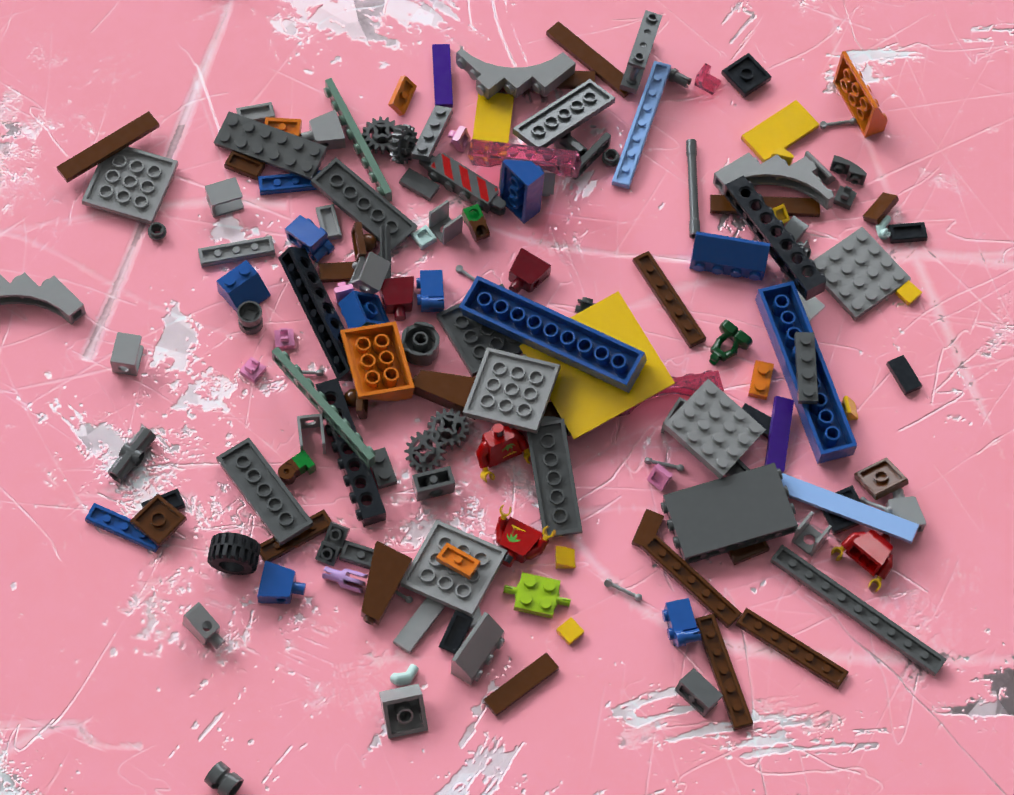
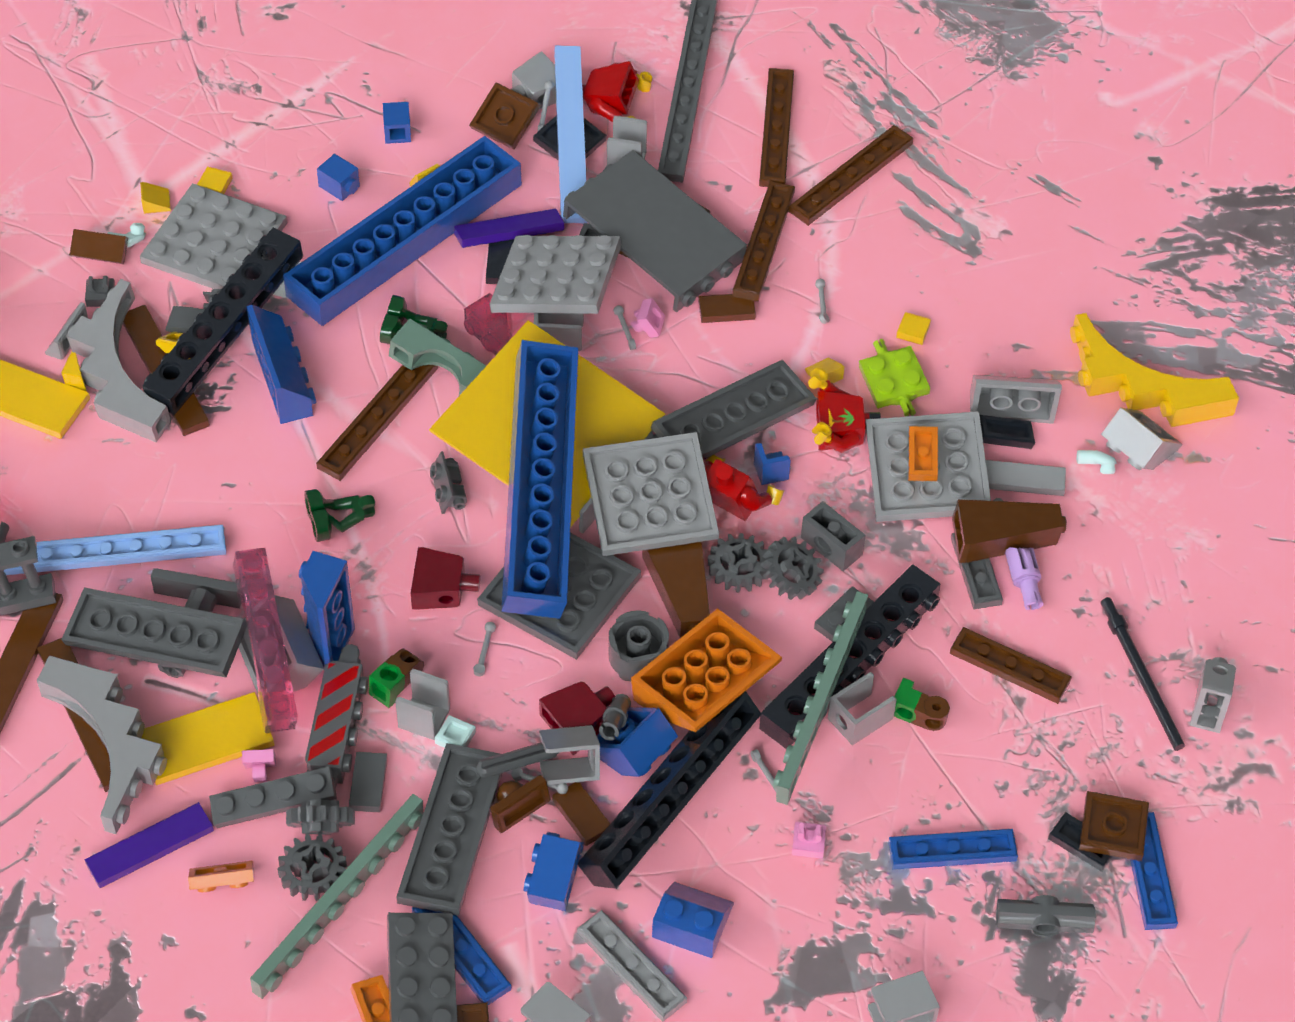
camera: 115 degrees left, 10 degrees down
(201, 437) = (952, 849): none -> blue tile
(234, 553) = (1100, 697): black tyre -> none
(250, 317) = (736, 875): dark grey wheel -> none
(264, 491) = (980, 723): dark grey plate -> none
(278, 585) = (1092, 643): blue torso -> none
(282, 610) = (1119, 627): none -> black bar
(284, 339) = (734, 825): bright pink tile -> none
(326, 131) = (349, 946): light grey torso -> none
(328, 221) = (504, 868): light grey tile -> none
(332, 543) = (994, 616): dark grey slope -> none
(342, 291) = (615, 782): bright pink tile -> none
(360, 404) = (770, 685): reddish brown tile -> none
(378, 305) = (615, 717): none -> dark grey pin
(431, 291) = (545, 673): blue hinge -> none
(467, 725) = (1141, 388): none -> yellow arch
(509, 484) = (771, 466): none -> blue panel
(521, 684) = (1015, 346): reddish brown tile -> none
(611, 233) = (322, 521): none -> dark green piece
(613, 154) = (184, 561): dark grey plate -> none
(680, 622) = (828, 224): blue hinge -> none
(691, 153) = (125, 477): dark grey piece -> none
(698, 692) = (897, 180): dark grey hinge -> none
(702, 331) = (418, 346): none -> sand green arch
(761, 380) = (438, 278): orange plate -> none
(806, 368) = (409, 214): dark grey plate -> none
(854, 173) = (56, 297): dark grey slope -> none
(873, 358) = (338, 177): none -> blue brick
(904, 374) = (343, 144): black tile -> none
(907, 232) = (118, 211): black tile -> none
(908, 413) = (396, 122): none -> blue brick
(909, 254) = (154, 198): none -> yellow slope

